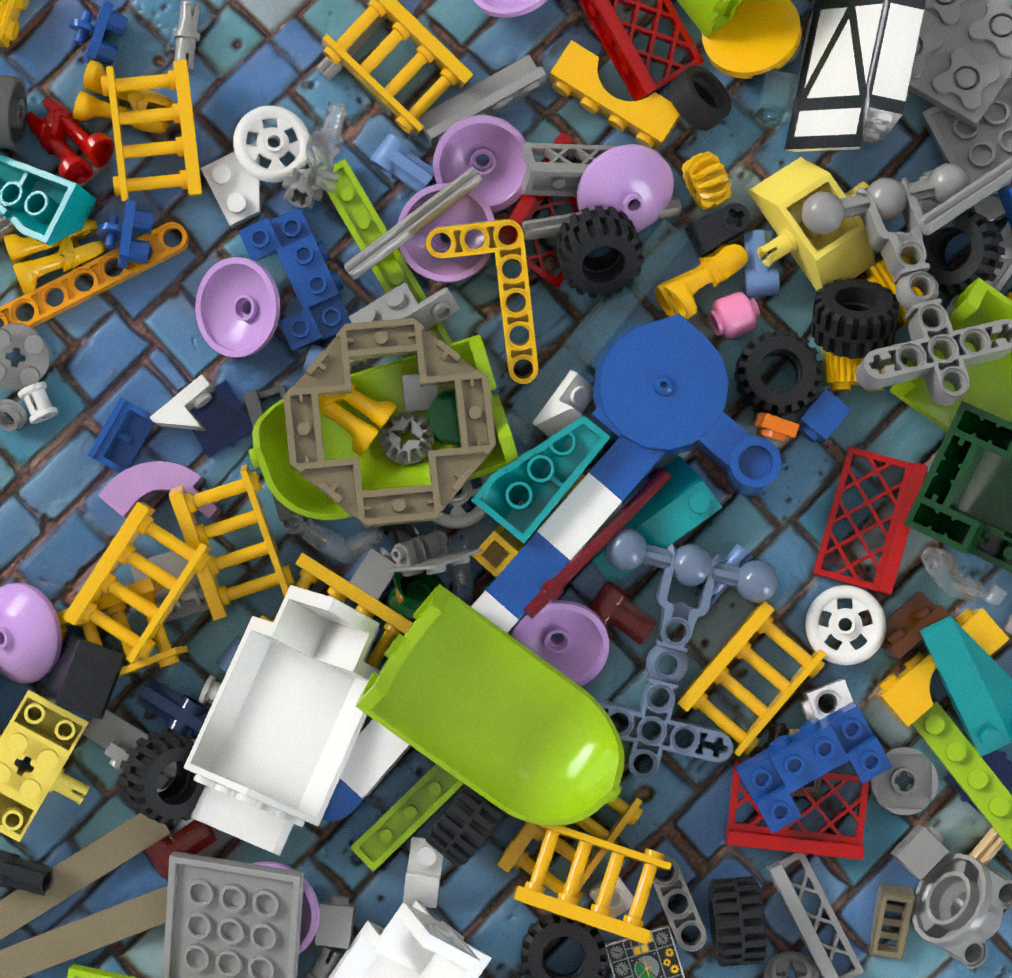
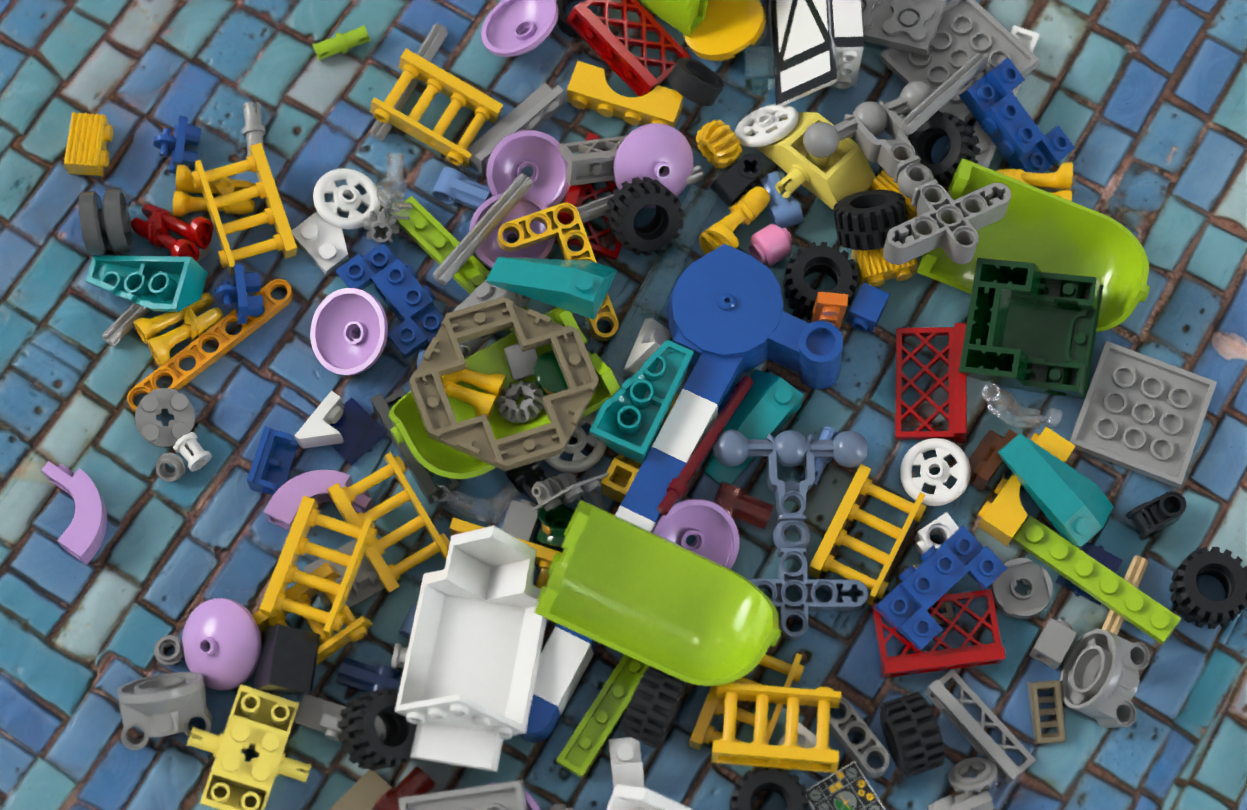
camera: 15 degrees left, 15 degrees down
(483, 314) = (566, 284): none -> teal wedge
(767, 171) = (766, 125): none -> white plate

